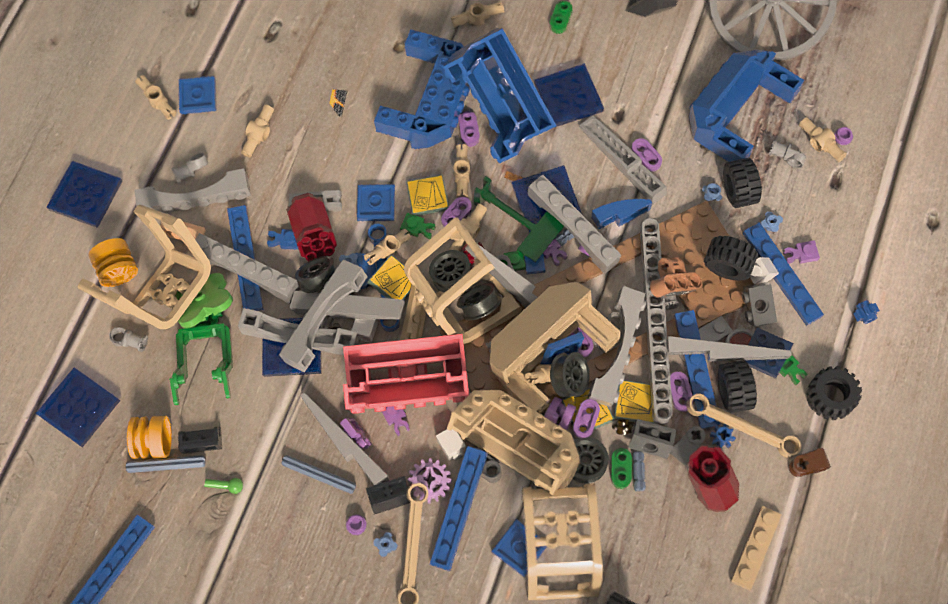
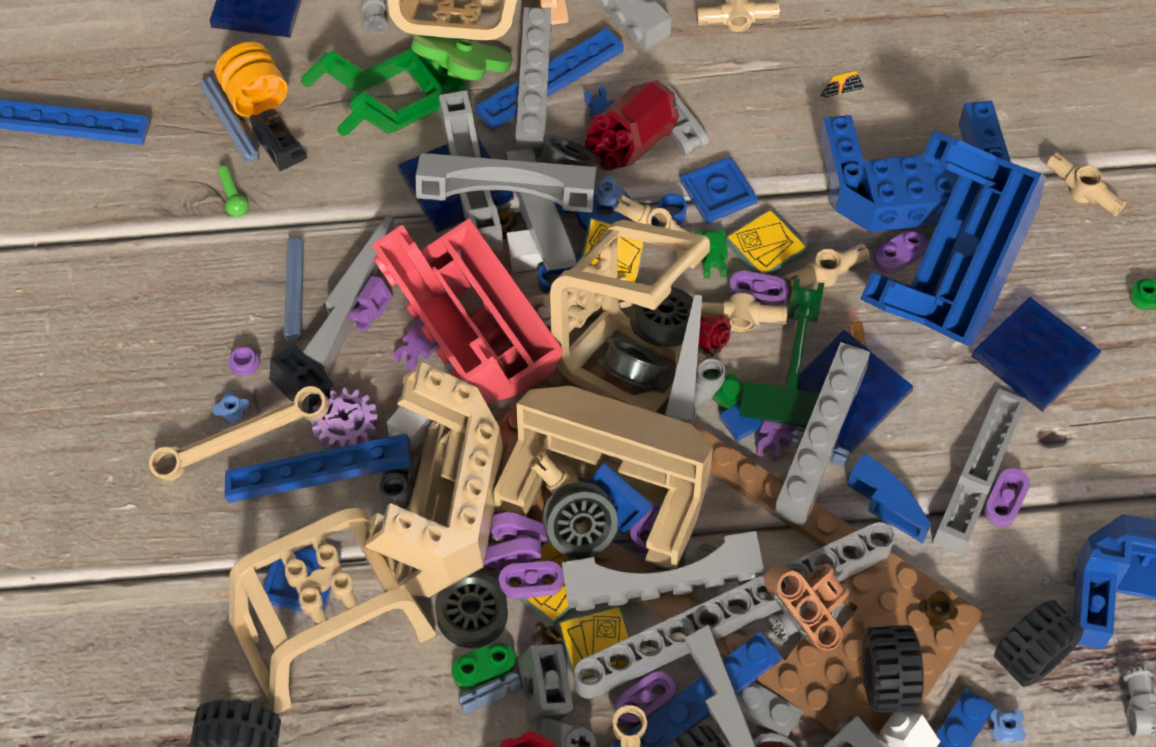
camera: 60 degrees right, 10 degrees down
(702, 216) = (942, 601): none -> dark brown plate
(712, 192) = (1008, 611): medium blue plate -> none

